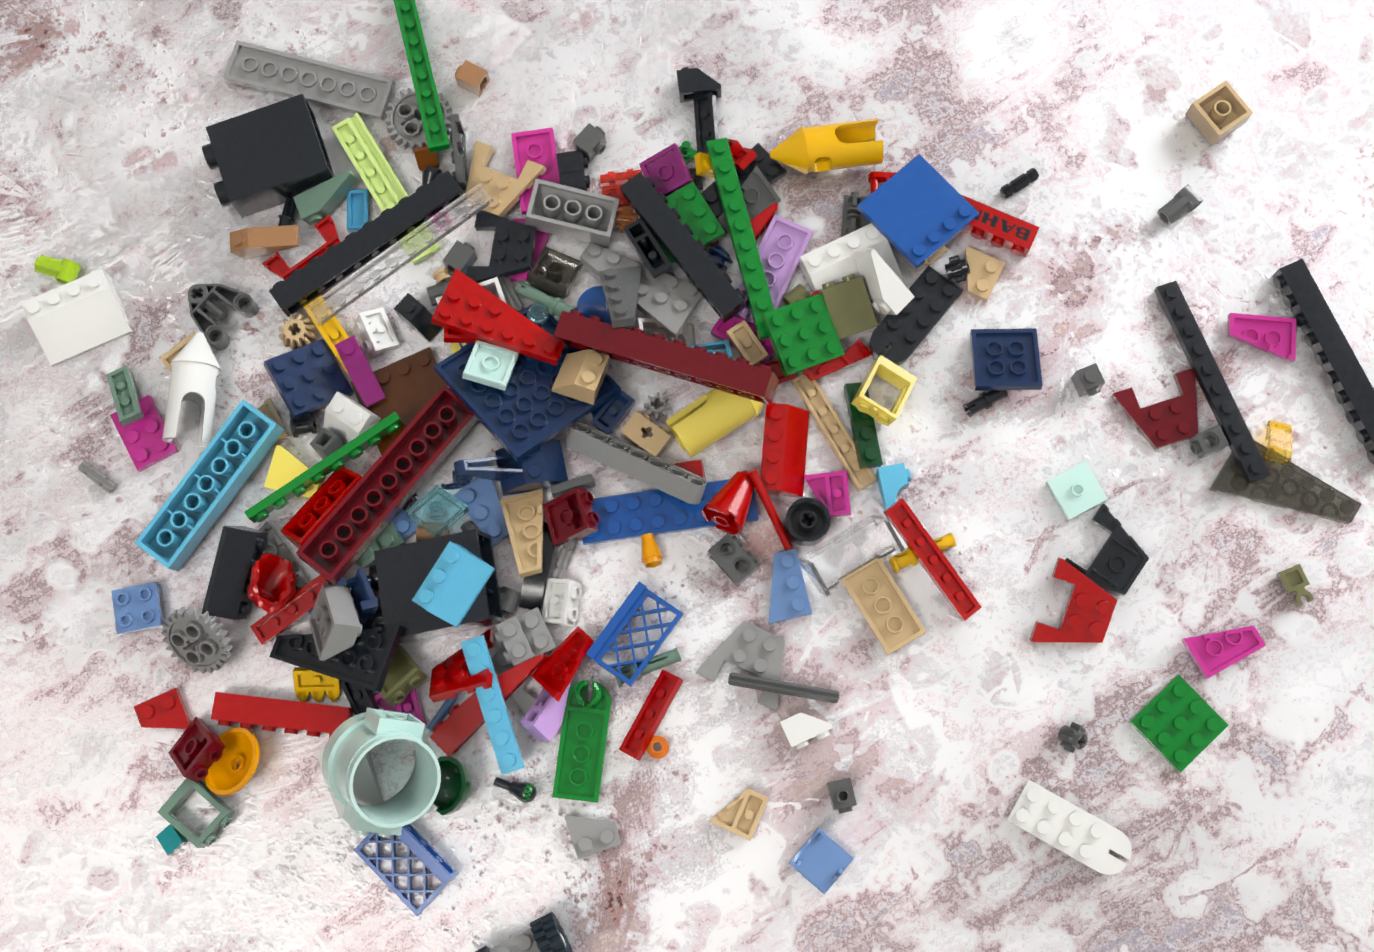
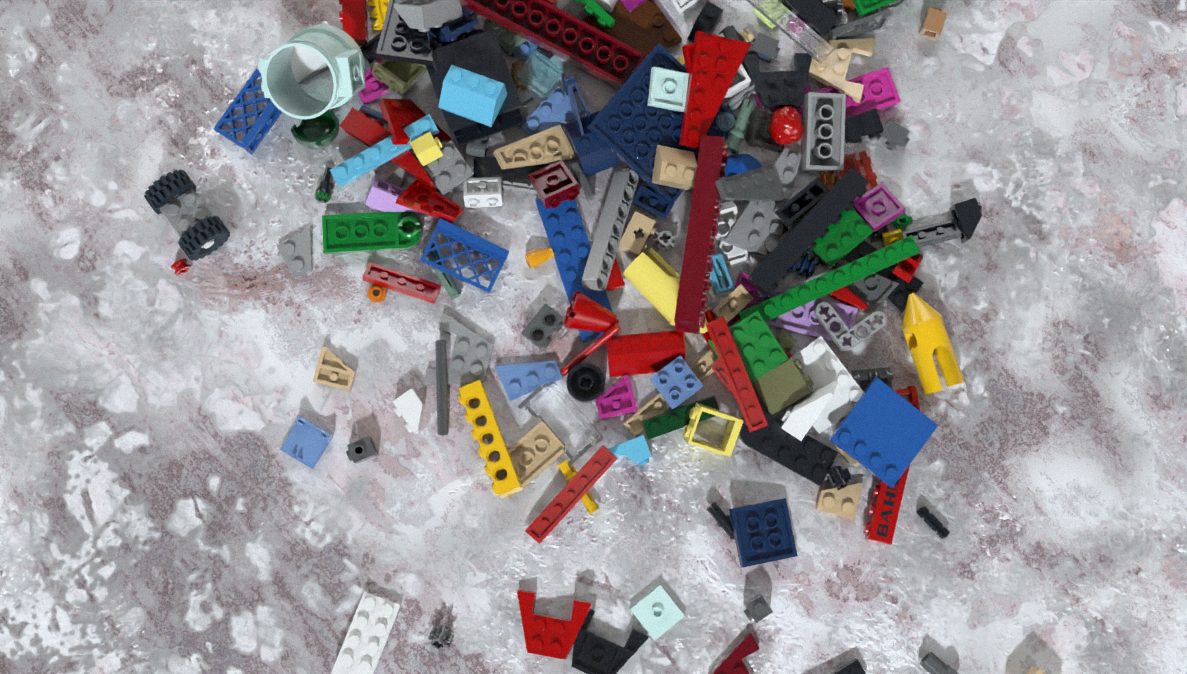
camera: 75 degrees right, 5 degrees up
(501, 652) = (427, 148): none -> light yellow brick
(556, 249) = (786, 126): none -> red hair
(796, 646) = (467, 396): none -> yellow brick
(799, 232) = (844, 332): none -> light grey beam
(824, 421) = (676, 382): none -> medium blue piece
(829, 349) = (736, 373): none -> red plate

